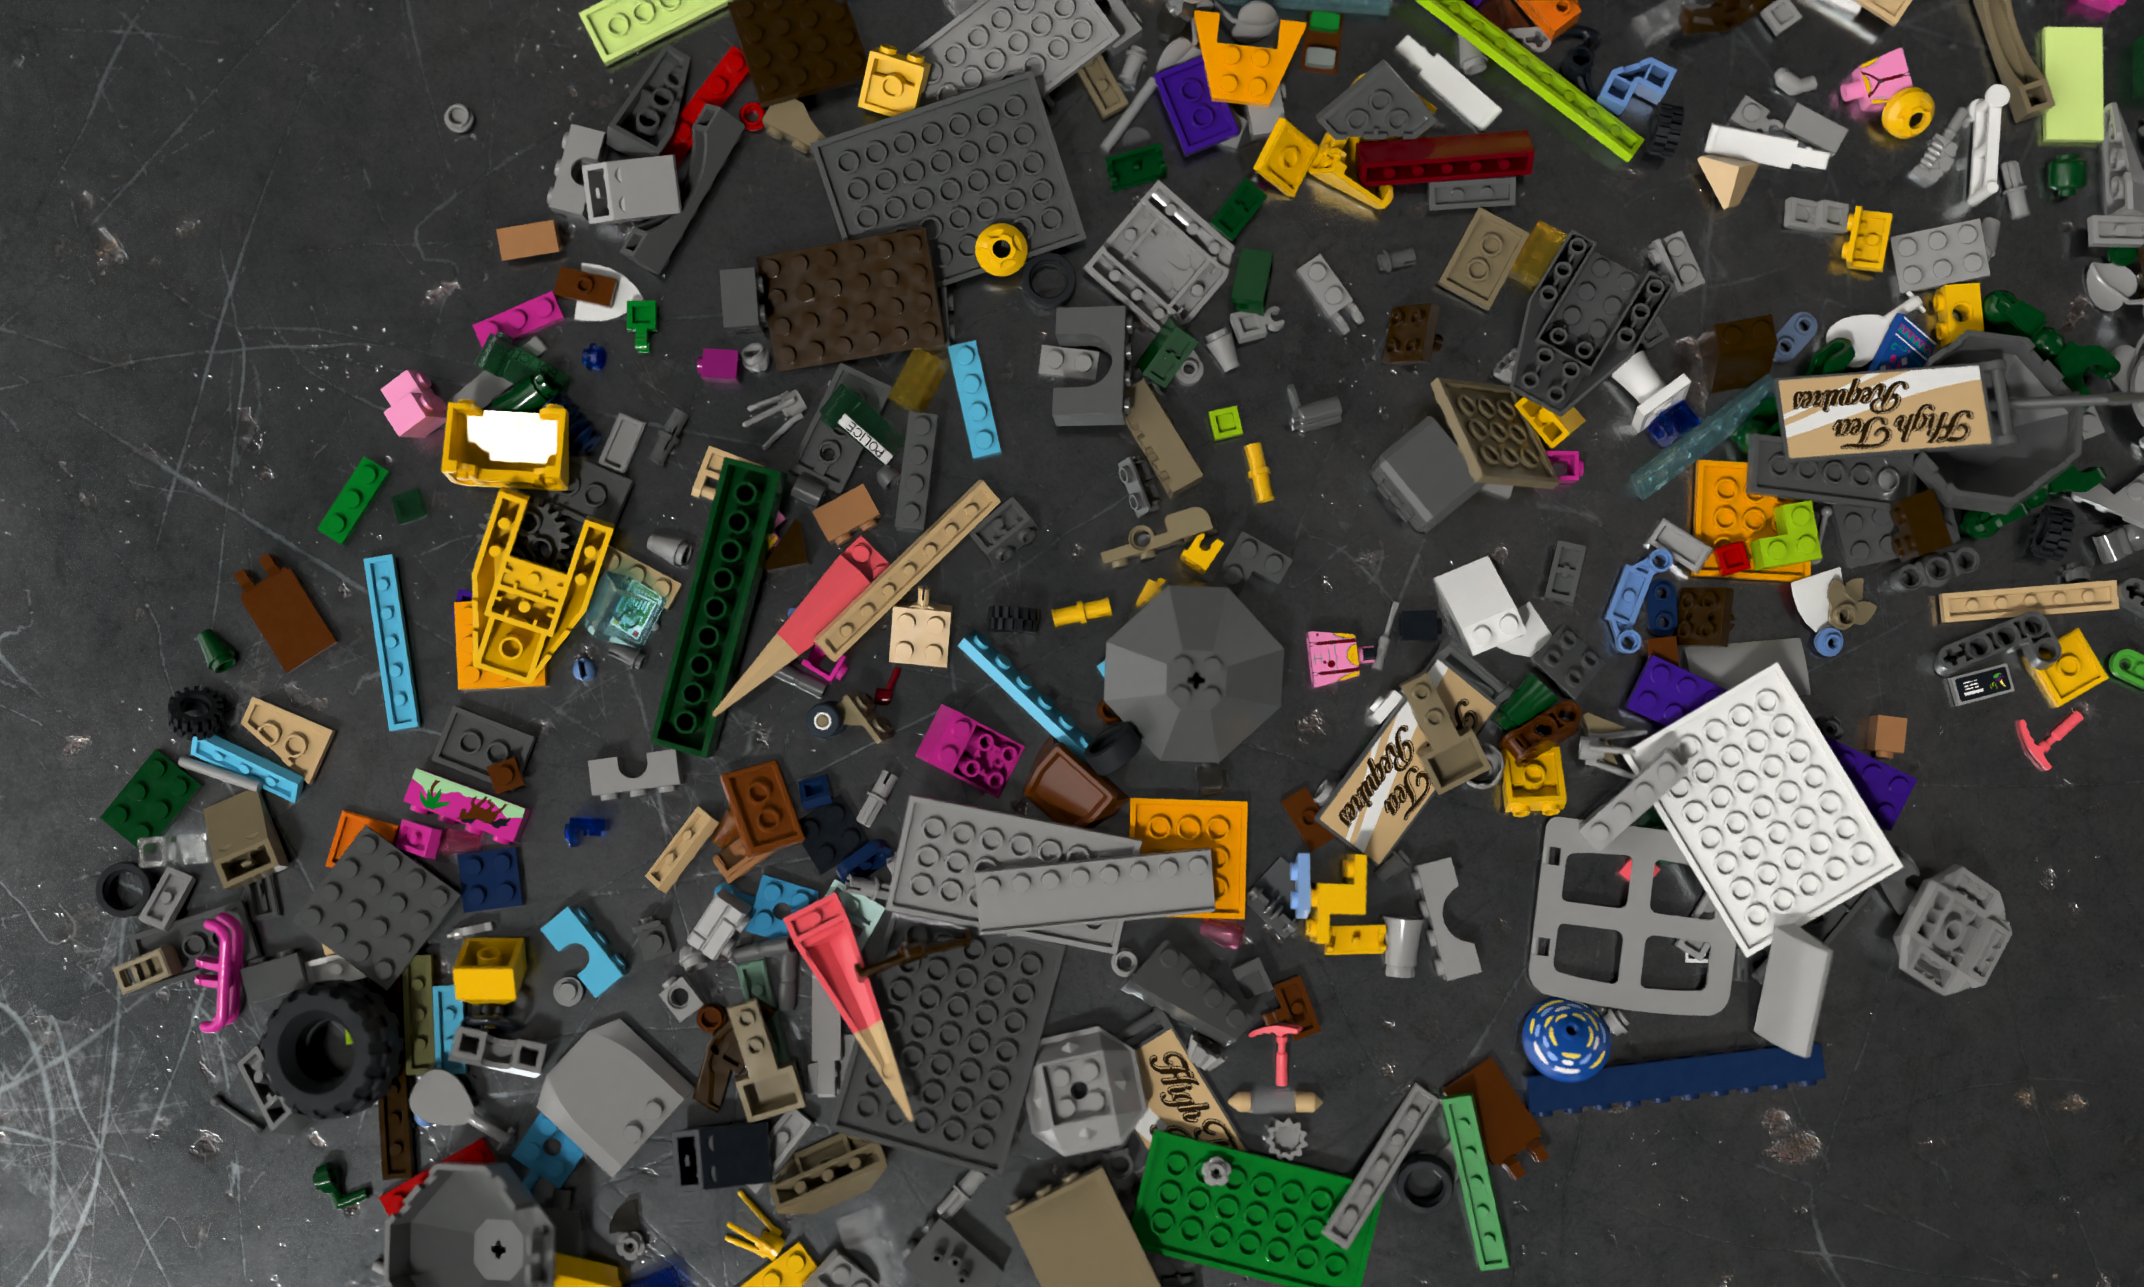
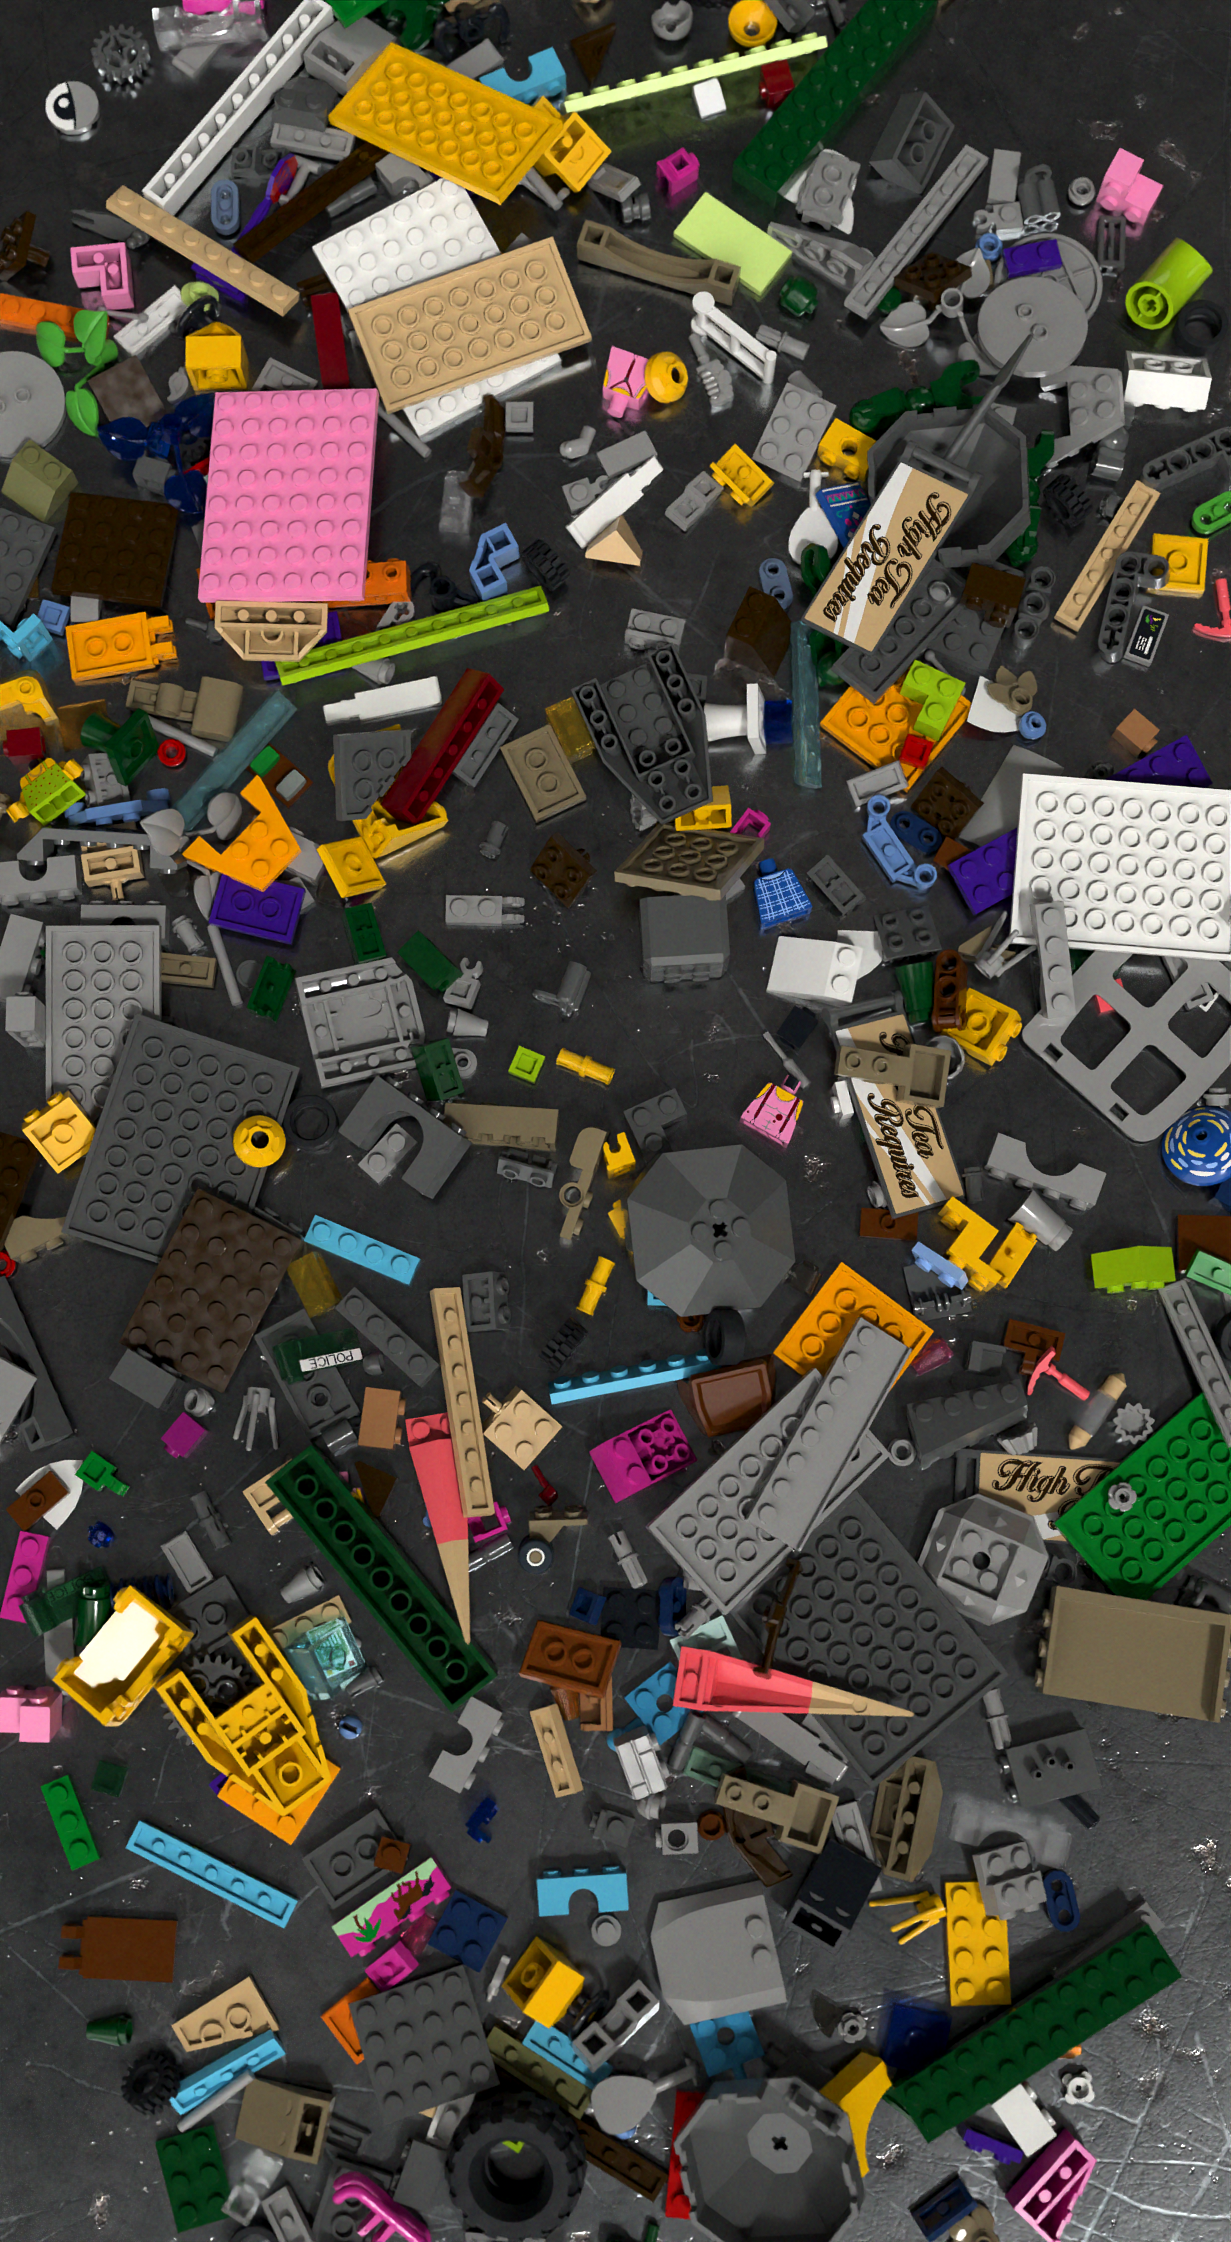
camera: 55 degrees left, 5 degrees down
(1418, 1050) = (1134, 1267): none -> lime brick
(1521, 530) = (778, 895): none -> blue torso

